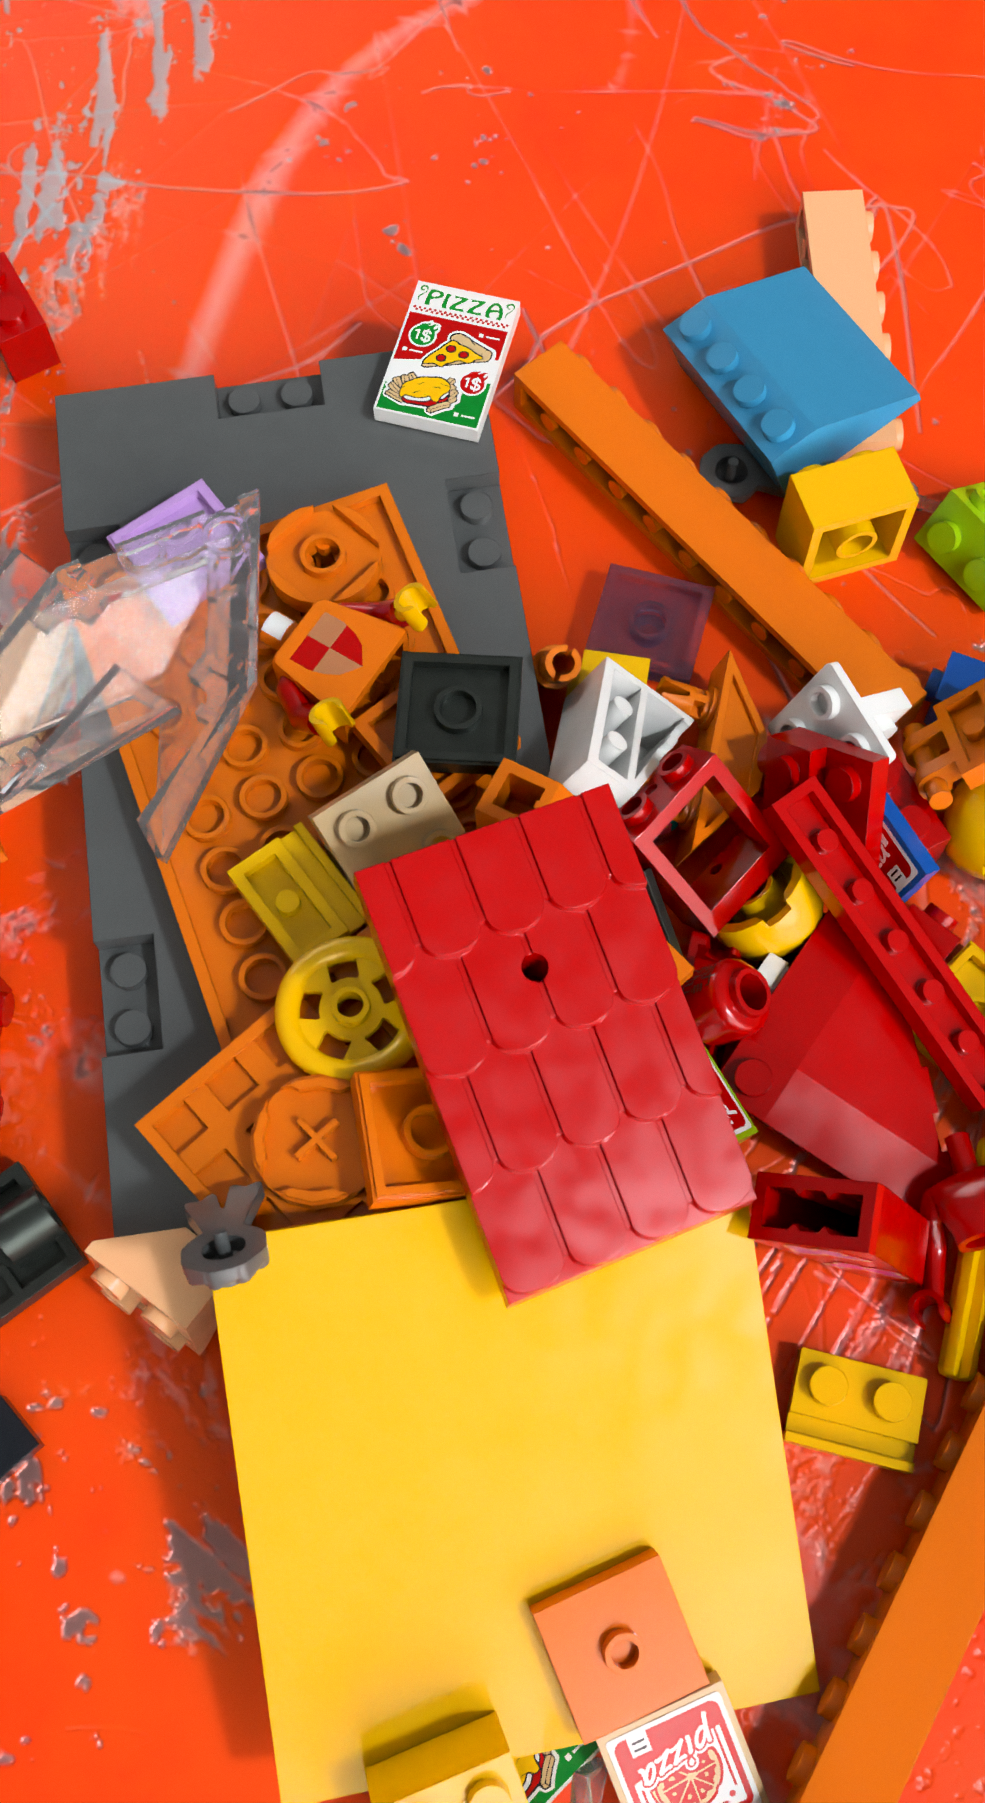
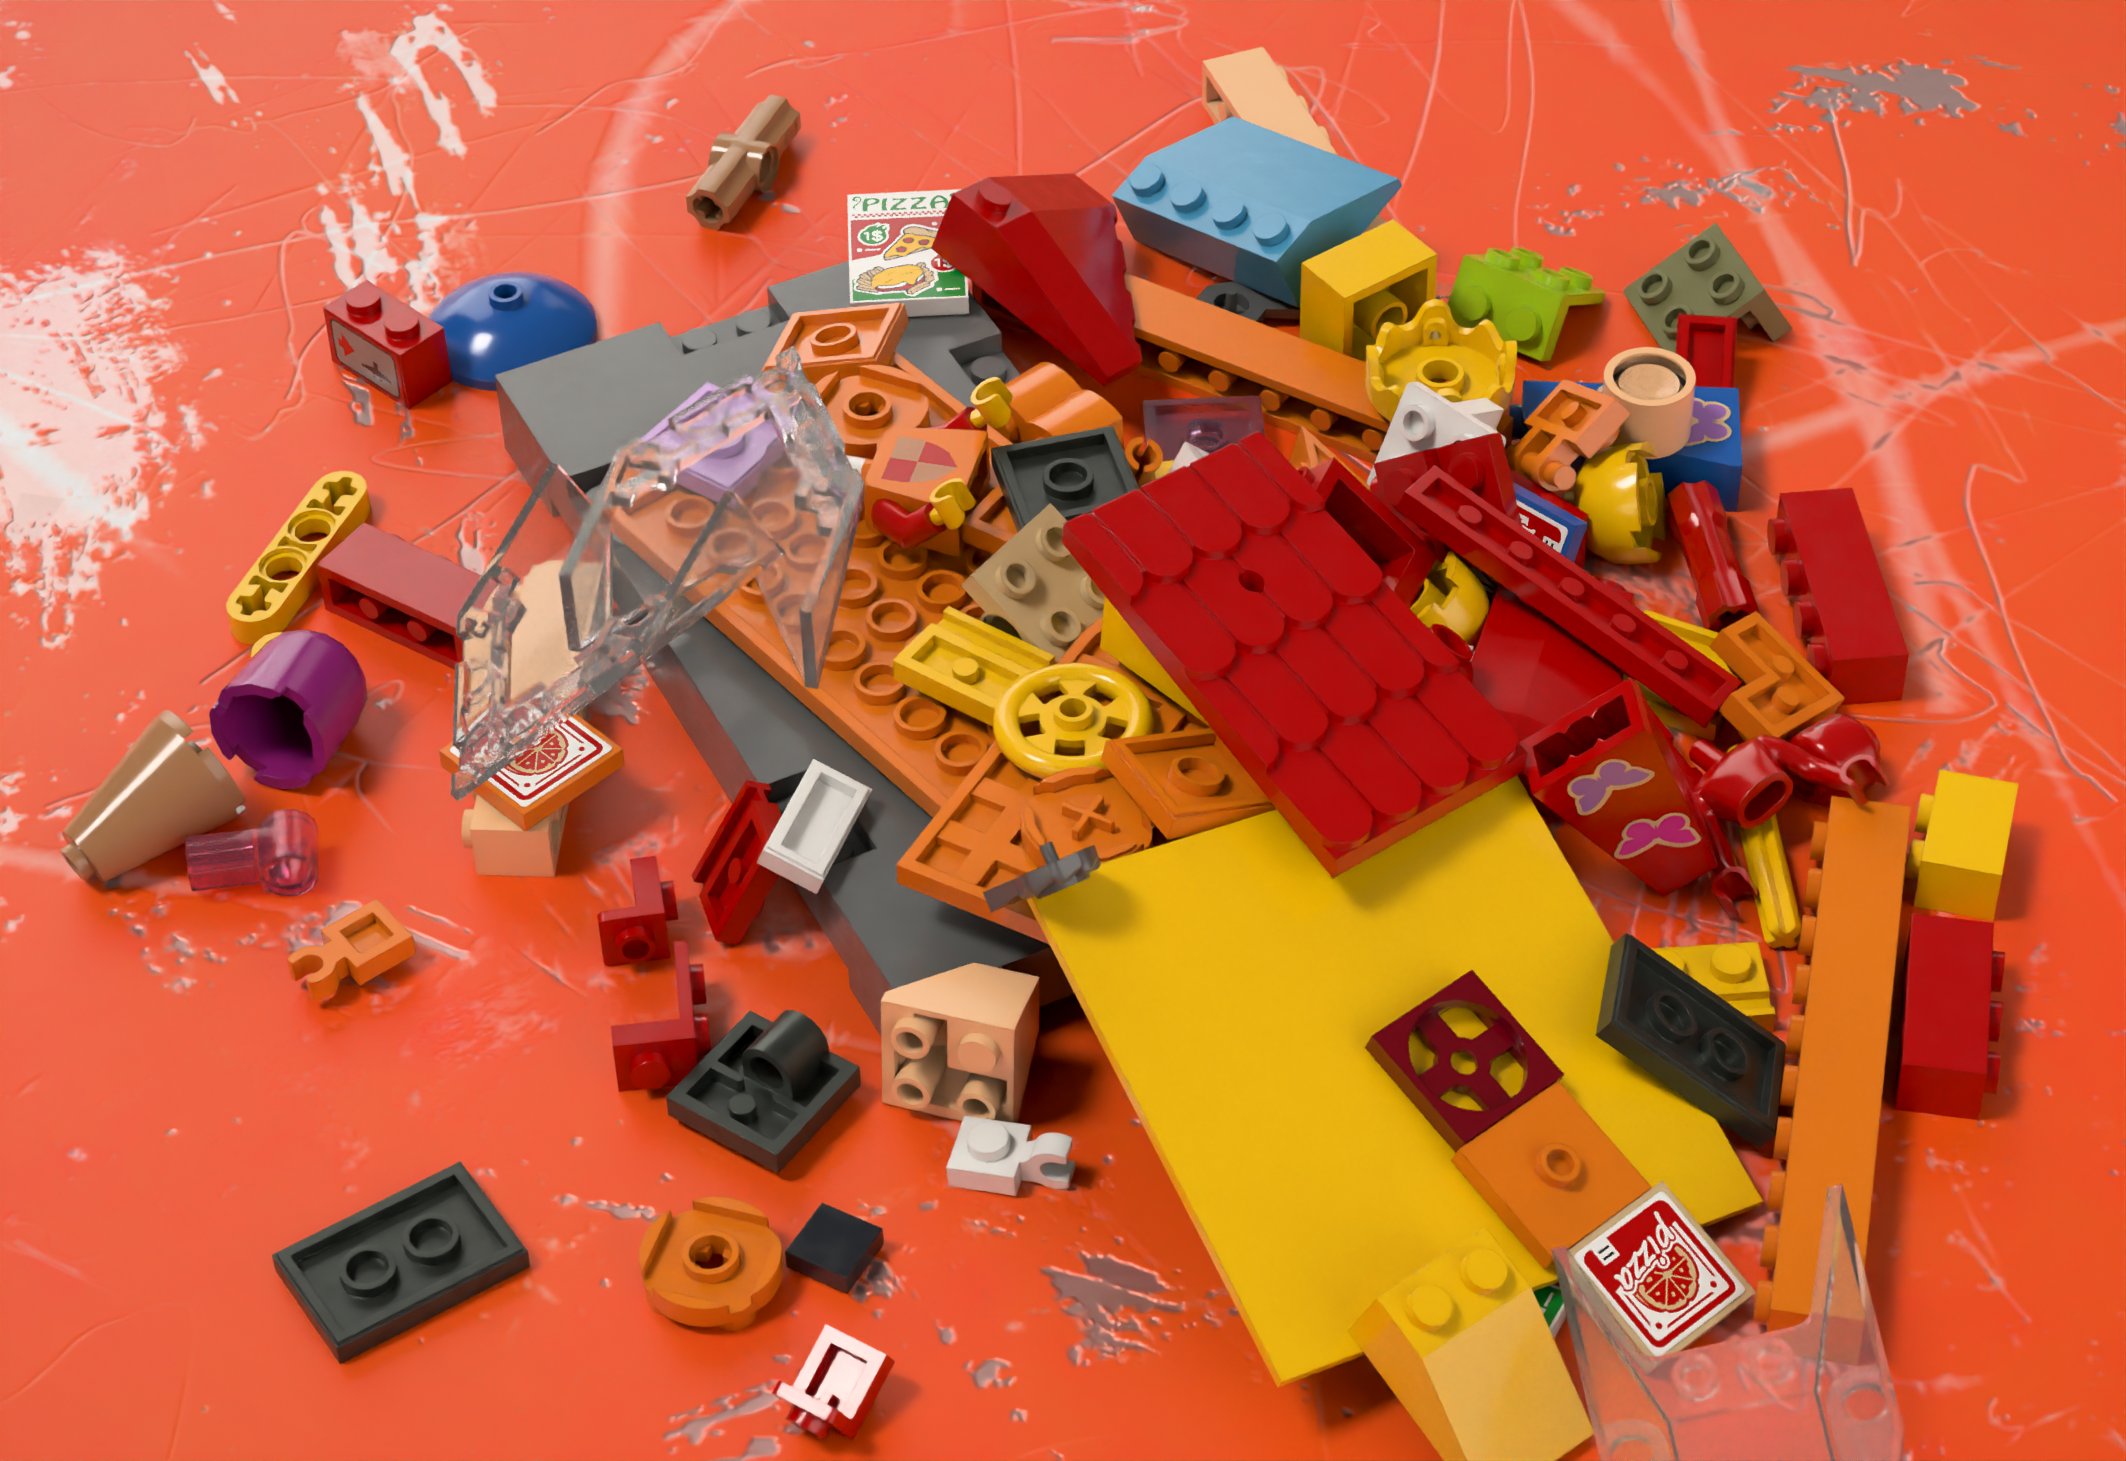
camera: 20 degrees left, 25 degrees down
(69, 1004) = (729, 868): none -> red plate
(109, 1018) = (814, 826): none -> white tile
(125, 323) = (511, 323): none -> blue dish
(170, 1387) = (1001, 1154): none -> white plate
(337, 459) = (842, 339): none -> orange tile
(376, 193) = (743, 162): none -> medium nougat piece
(494, 603) = (1053, 404): none -> orange brick
(569, 406) = (1051, 260): none -> red slope
(596, 1564) = (1503, 1035): none -> dark red piece
(811, 1515) = (1692, 1040): none -> pearl dark grey tile
(879, 602) = (1438, 351): none -> yellow plate

